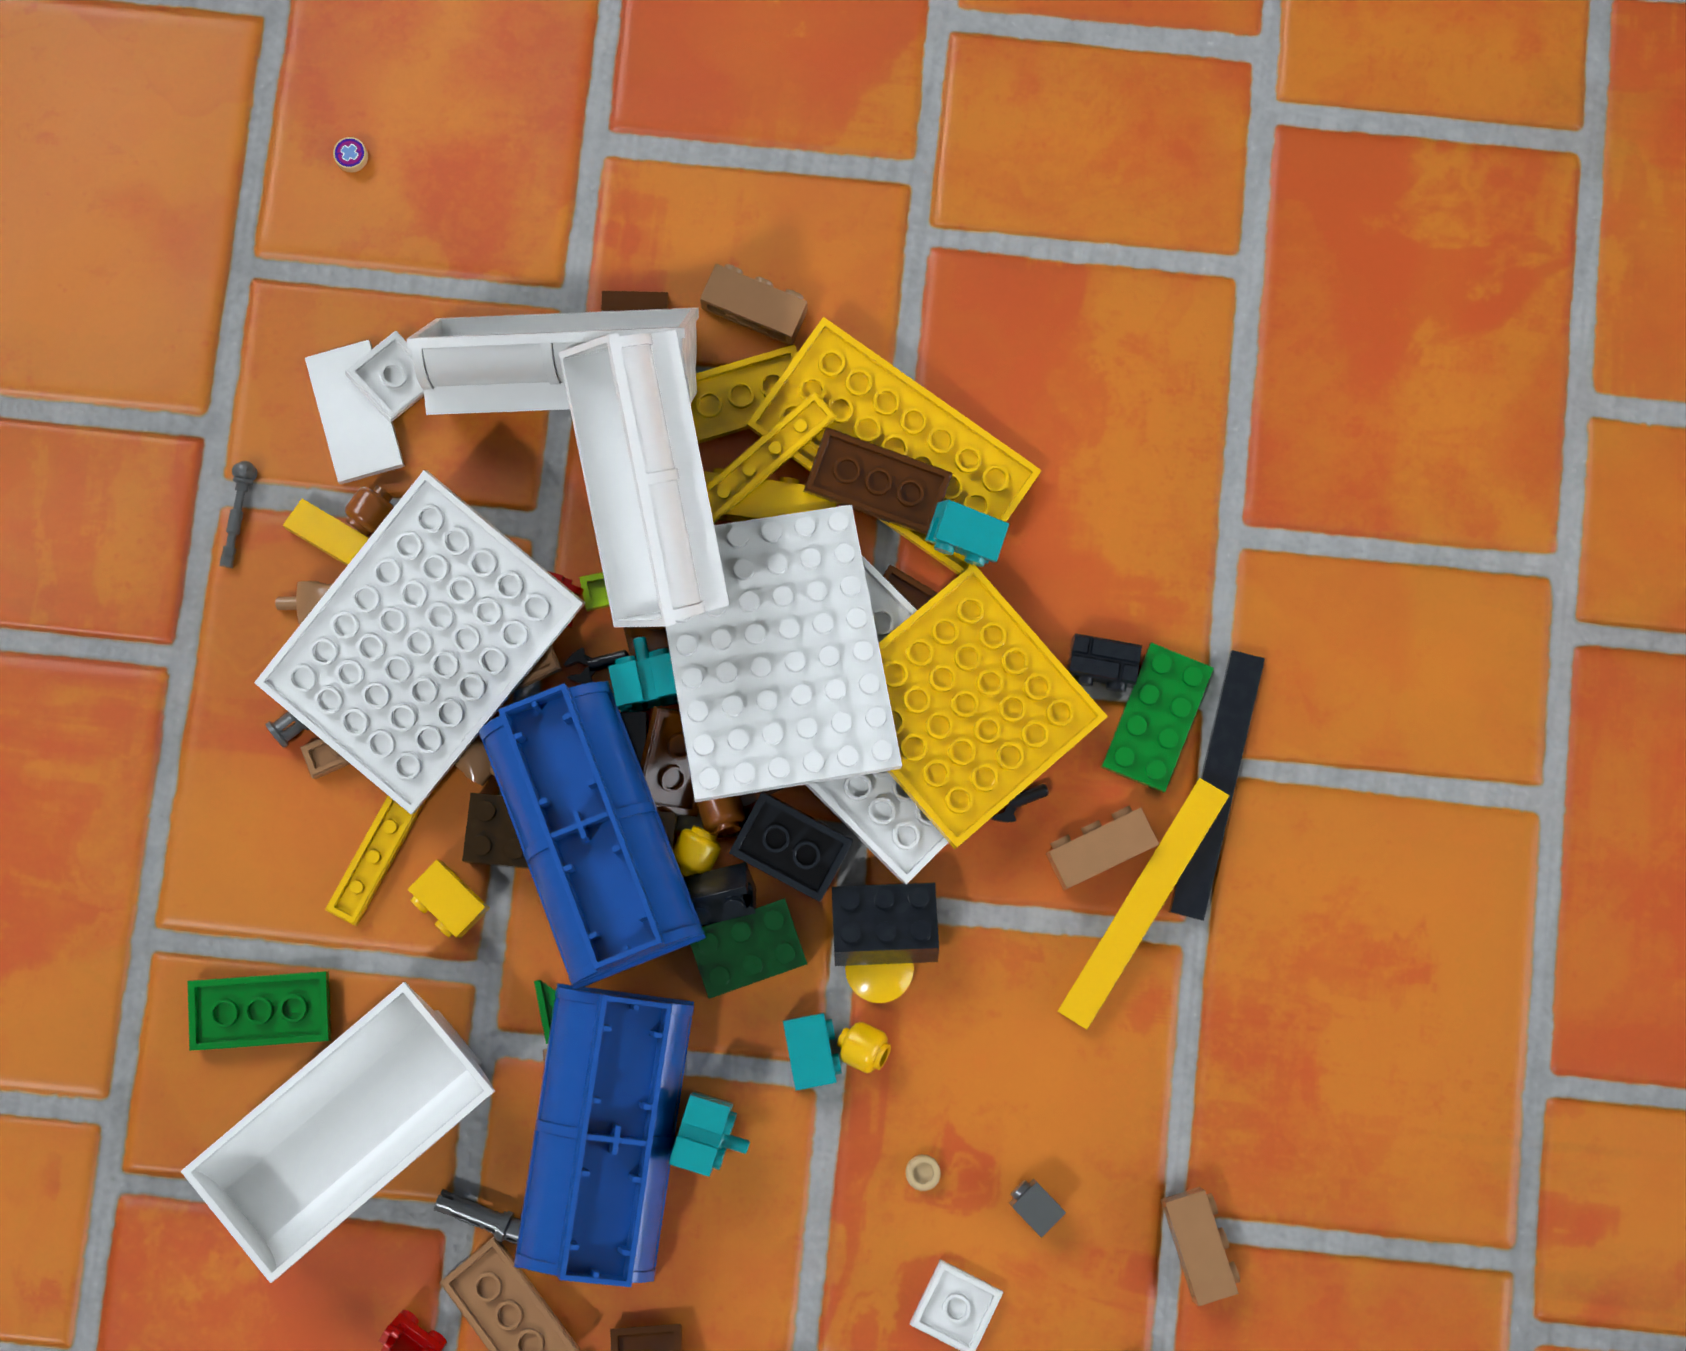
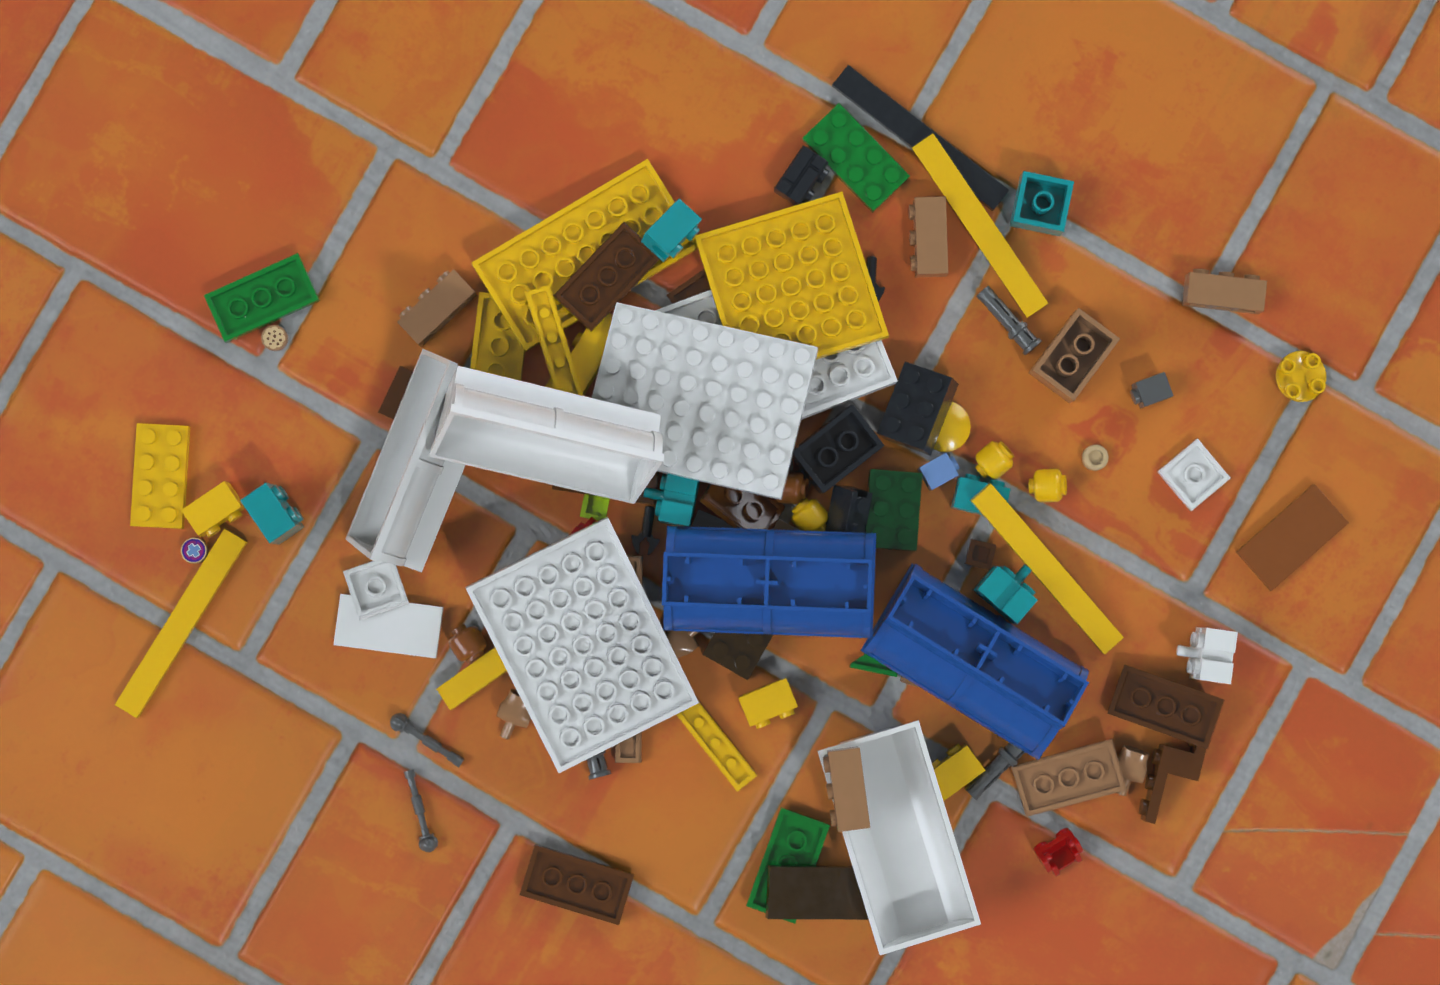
camera: 65 degrees left, 5 degrees up
(116, 567) = (427, 841): none -> dark grey piece
(133, 765) = (576, 884): none -> reddish brown plate
(233, 1052) = (813, 893): none -> dark brown tile
(259, 176) = (181, 623): none -> yellow tile
(368, 1038) = (847, 789): none -> medium nougat brick
(406, 154) = (214, 509): none -> yellow brick
(420, 80) = (160, 476): none -> yellow plate
(427, 219) = (273, 513): none -> teal brick
(458, 1166) = (956, 769): none -> yellow brick
(638, 138) = (274, 338): none -> tile
(678, 103) = (261, 298): none -> green plate
(740, 1081) = (980, 554): none -> reddish brown plate
(756, 1172) = (1046, 568): none -> yellow tile
(820, 985) = (939, 471): none -> medium blue brick
(862, 1128) = (1048, 485): none -> yellow head
(1036, 1090) = (1074, 355): none -> medium nougat brick
(1037, 1004) = (1016, 329): none -> dark grey pin
(1205, 967) = (1041, 203): none -> teal brick

